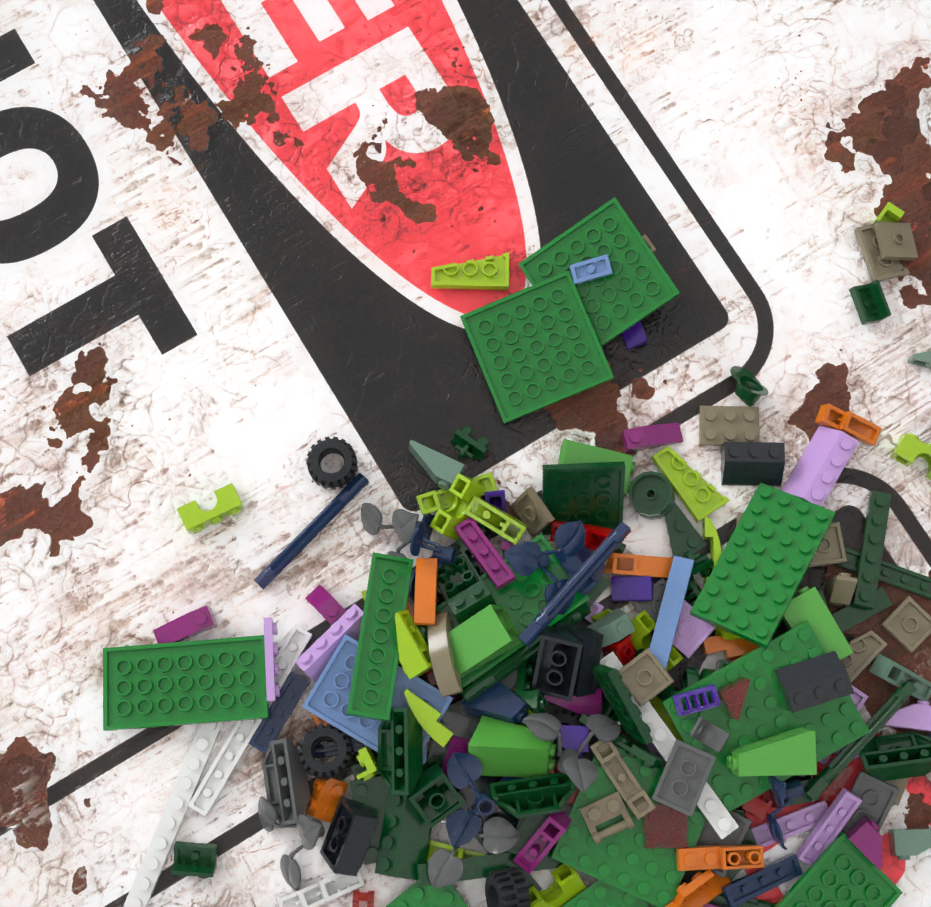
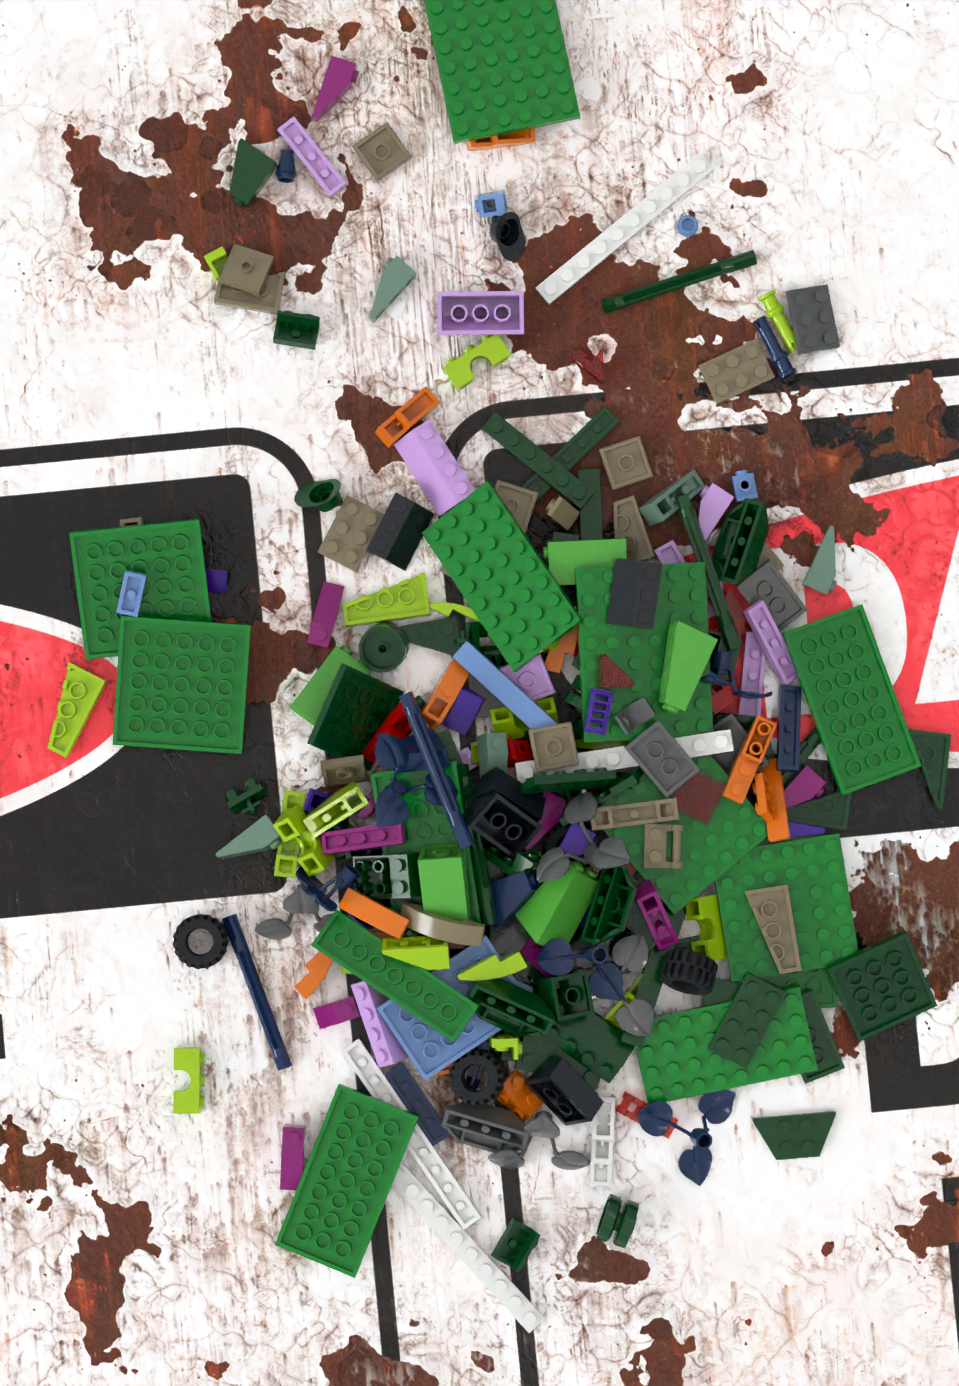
camera: 60 degrees left, 10 degrees up
(271, 650) = (356, 1084): lavender plate -> none
(355, 572) = (318, 968): none -> orange slope
(867, 839) = (800, 613): magenta slope -> none

